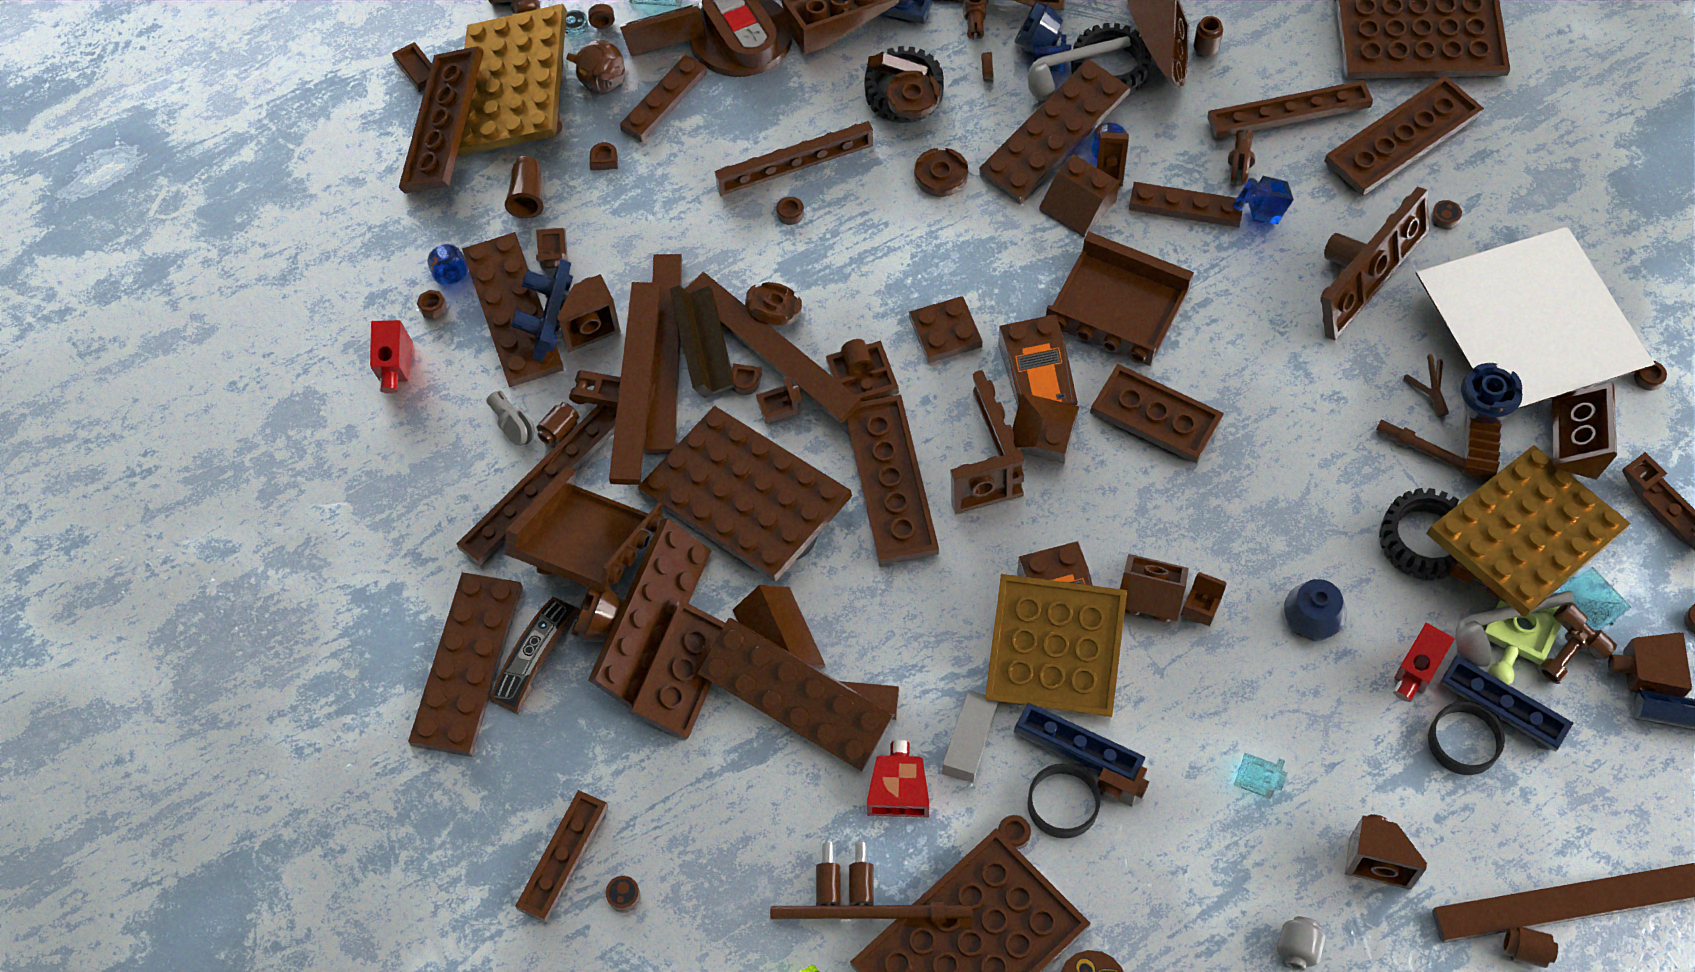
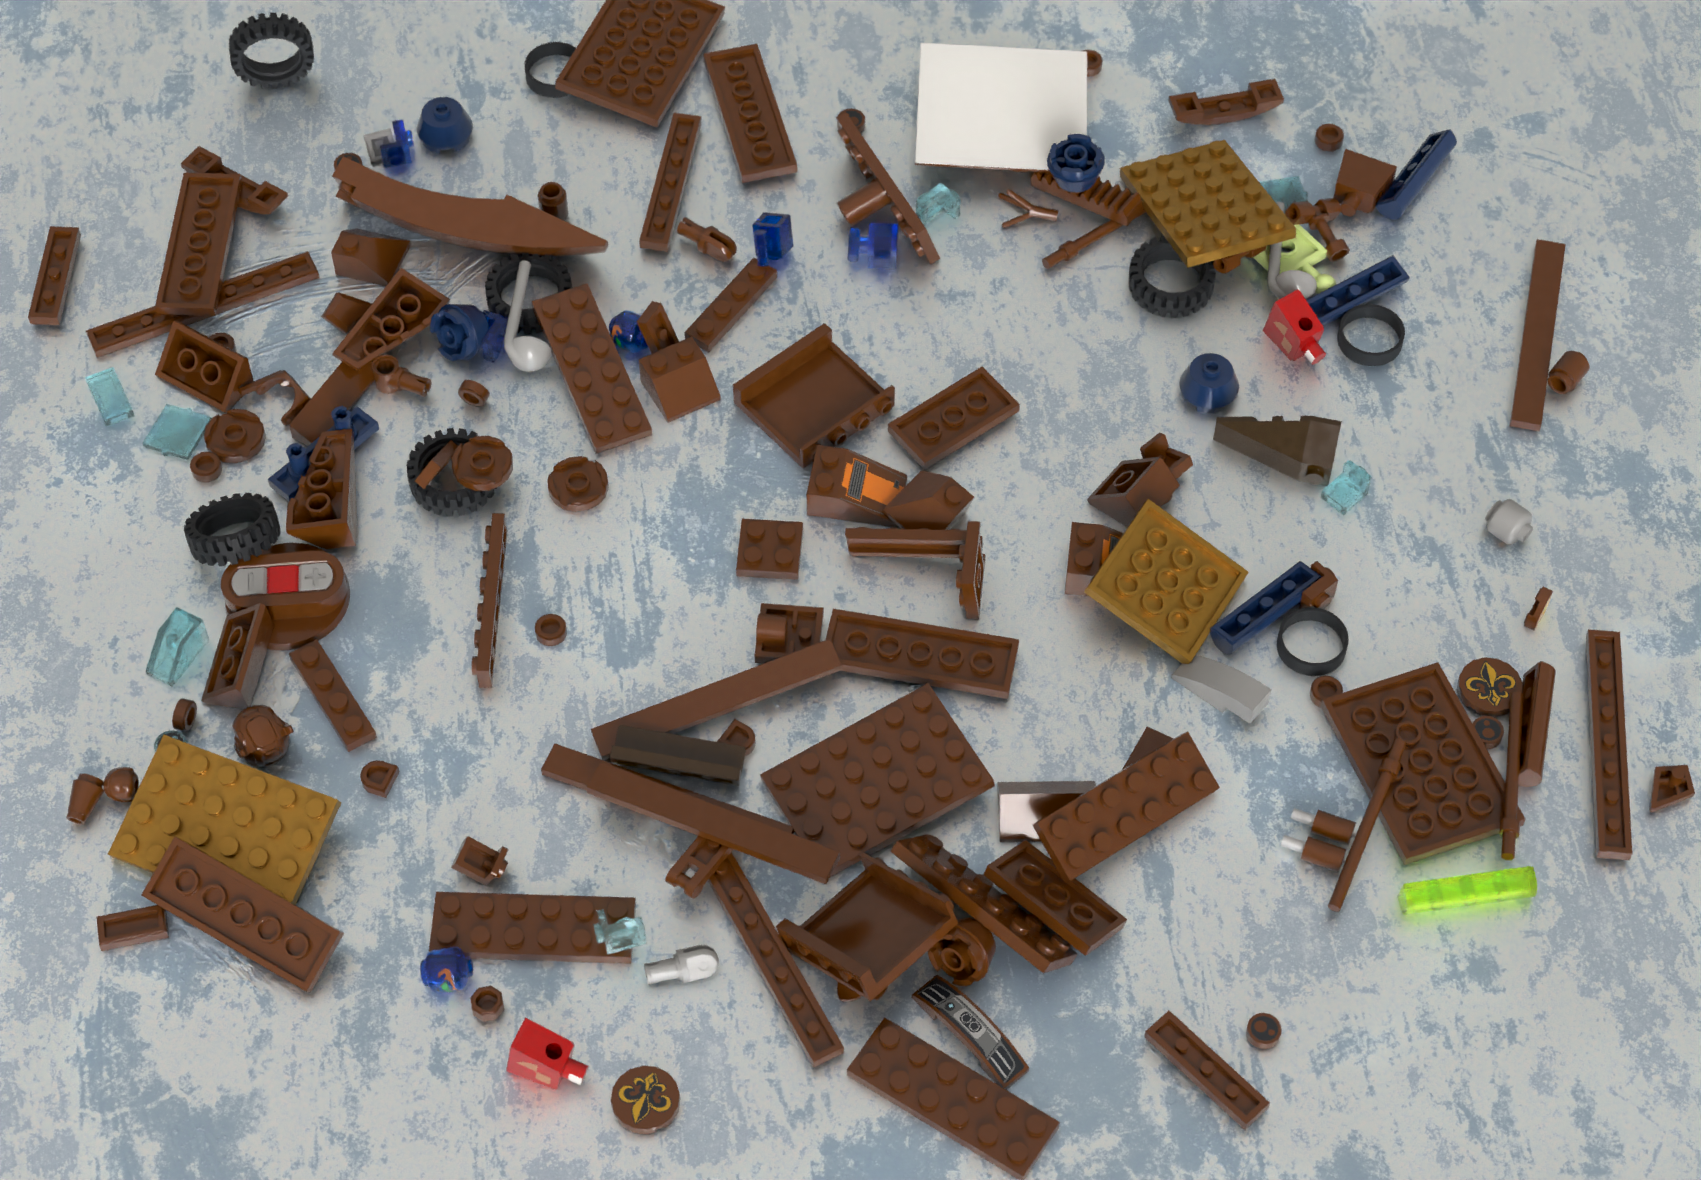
camera: 70 degrees left, 5 degrees down
(388, 442) = (645, 1099): none -> reddish brown tile
(511, 358) = (621, 935): none -> clear light blue bracket
(524, 192) = (384, 861): reddish brown plant -> none
(544, 327) = (583, 884): dark blue plate -> none
(557, 424) = (711, 923): reddish brown brick -> none
(588, 314) = (593, 842): reddish brown slope -> none
(773, 304) = (666, 680): reddish brown tile -> none
(779, 402) = (787, 714): reddish brown bracket -> none
(898, 784) = (1247, 760): red torso -> none
(1278, 713) = (1294, 448): none -> dark brown wedge
(1309, 282) = (879, 245): none -> clear blue brick
(1383, 854) = (1457, 428): reddish brown slope -> none
(1389, 309) = (935, 202): none -> clear light blue bracket
(1585, 430) = (1131, 122): reddish brown slope -> none

